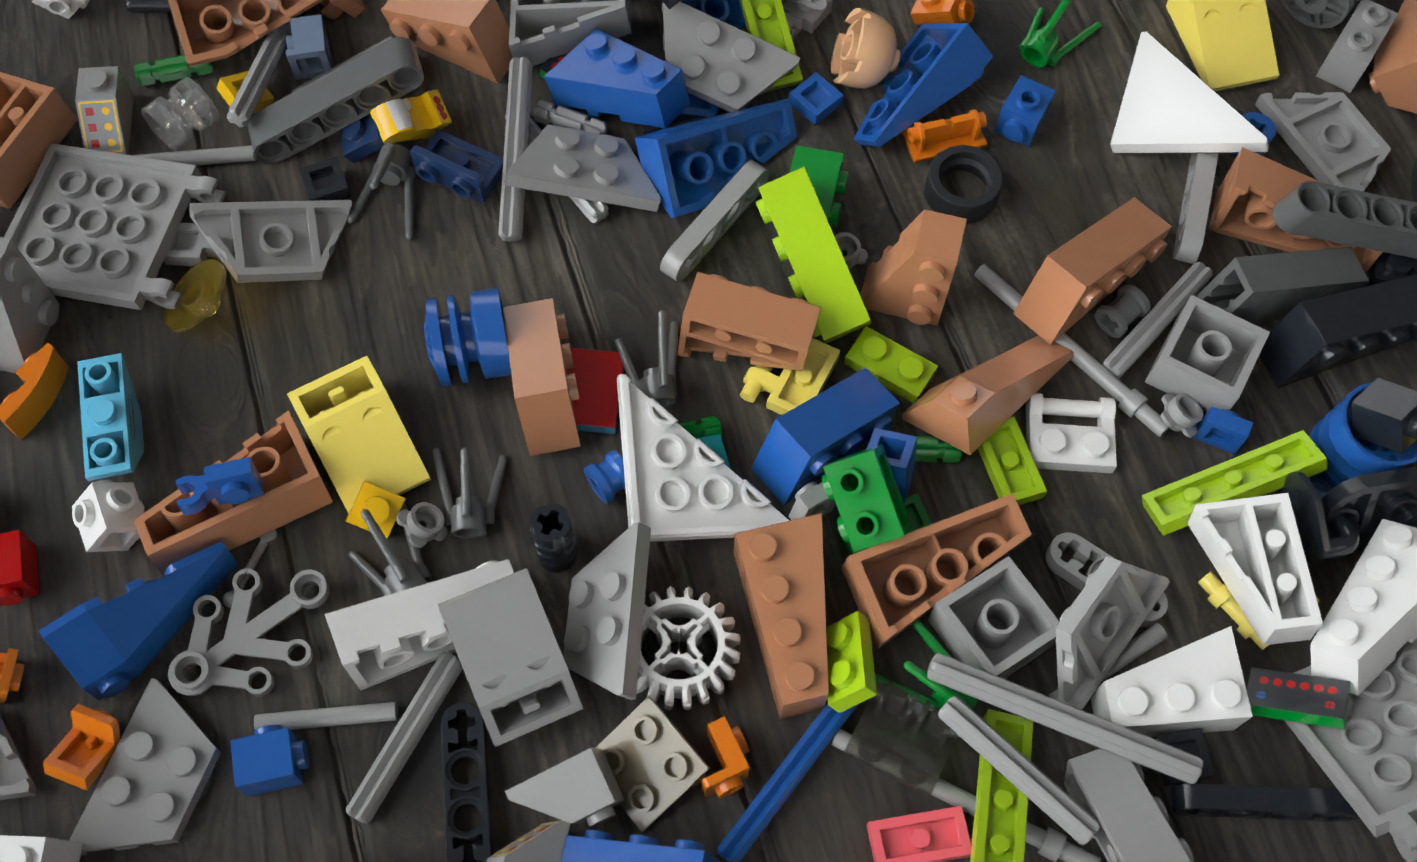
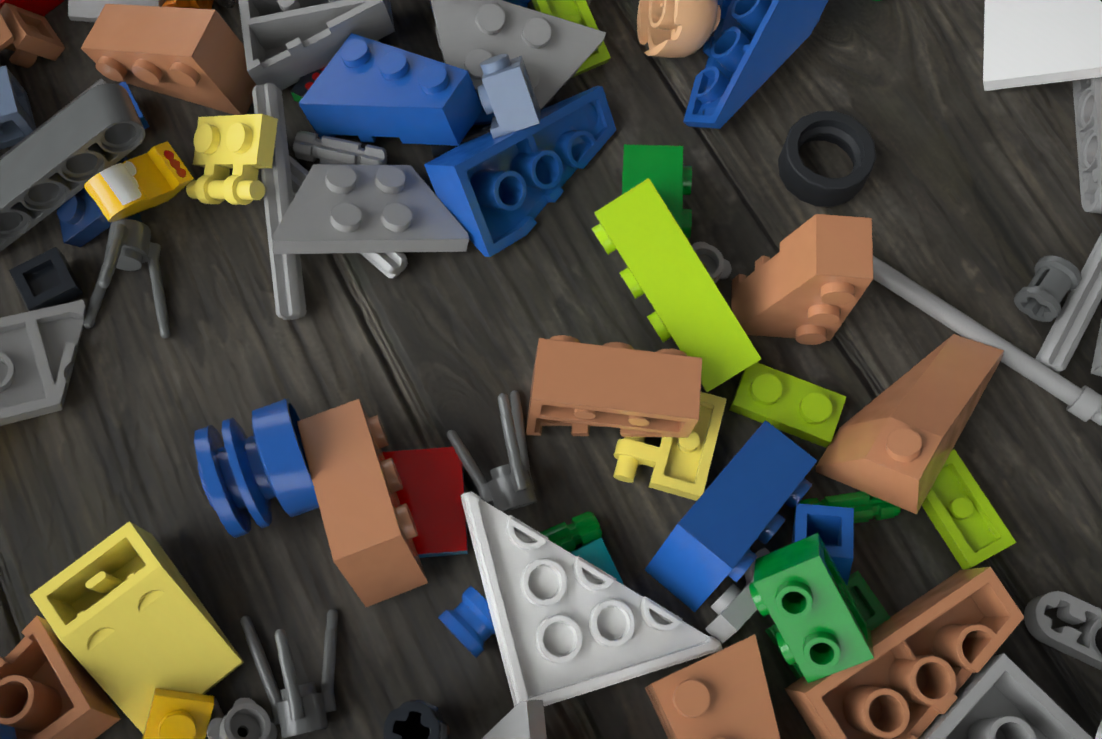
camera: 10 degrees left, 5 degrees up
(458, 165) = (210, 232): dark blue bracket -> none
(487, 100) = (236, 144): none -> light yellow plate
(711, 93) = (508, 95): none -> sand blue brick
(714, 221) = (539, 255): light grey beam -> none
(815, 98) = (630, 79): blue plate -> none
(931, 138) = (786, 103): orange hinge -> none
(1024, 111) = (878, 56): blue brick -> none
(1072, 445) = (1024, 471): white plate -> none
(1091, 268) = (1009, 247): nougat wedge -> none

